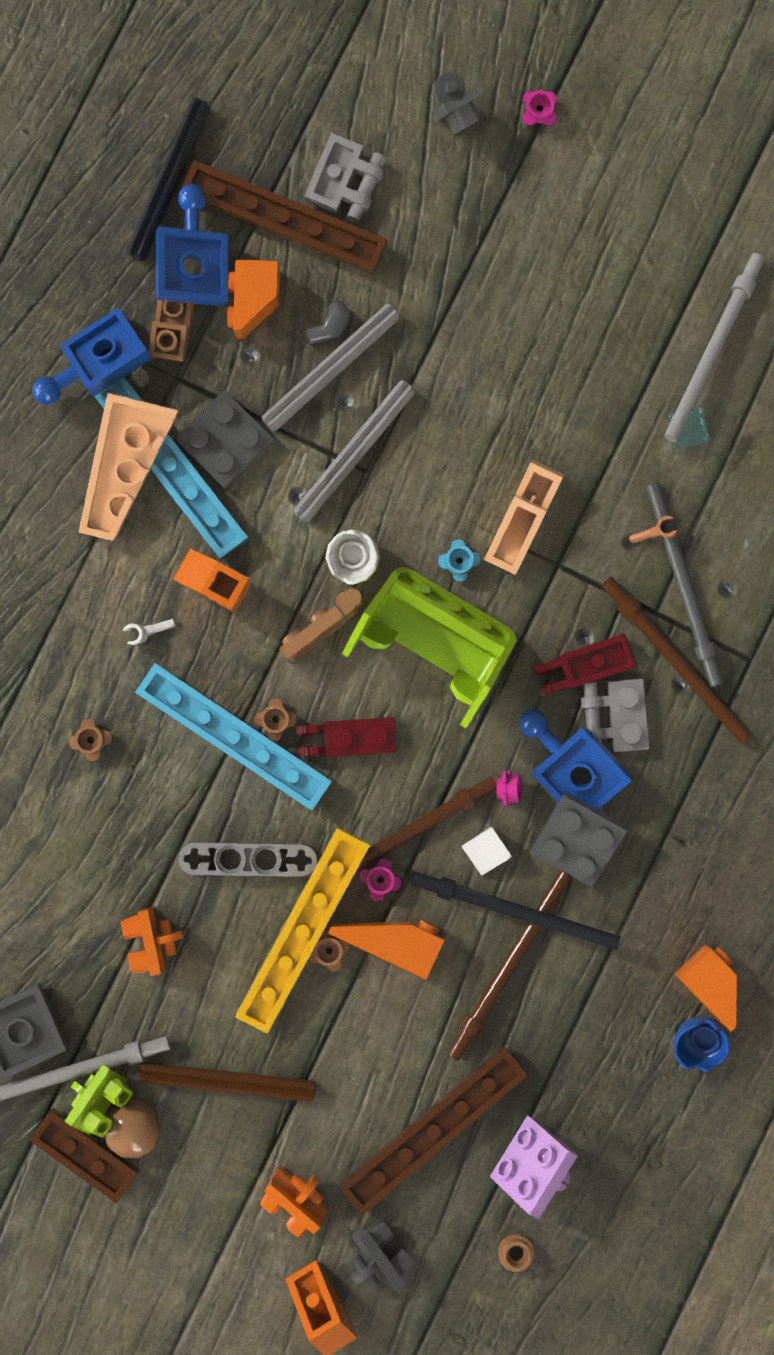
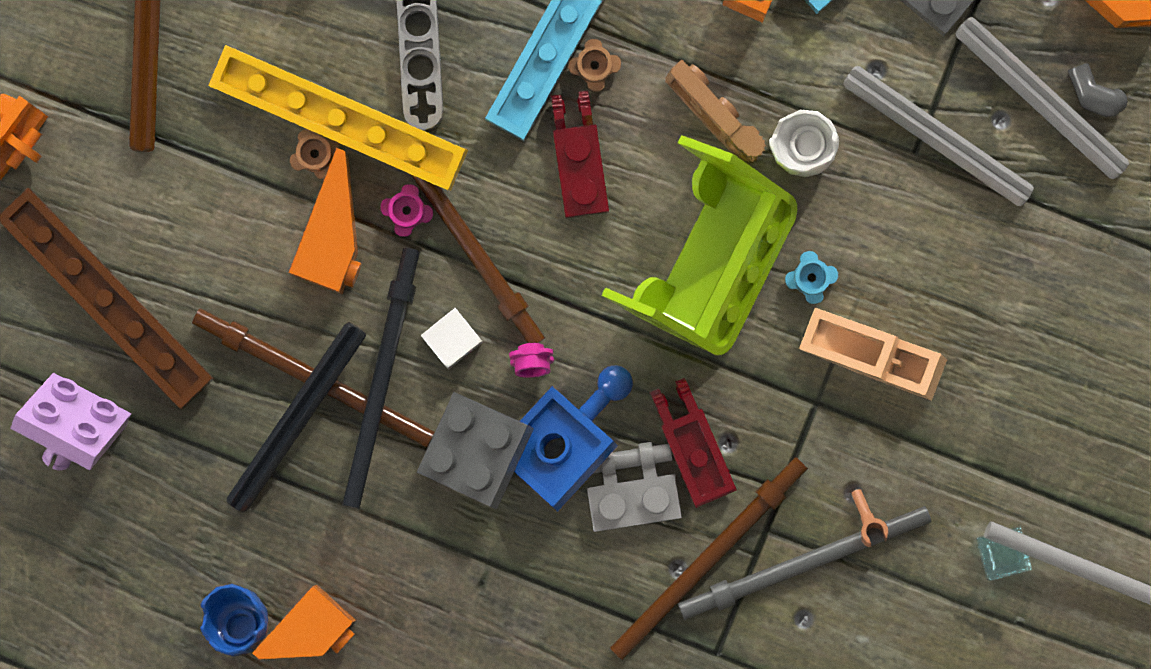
camera: 85 degrees right, 0 degrees up
(541, 981) = (296, 417): none -> black axle

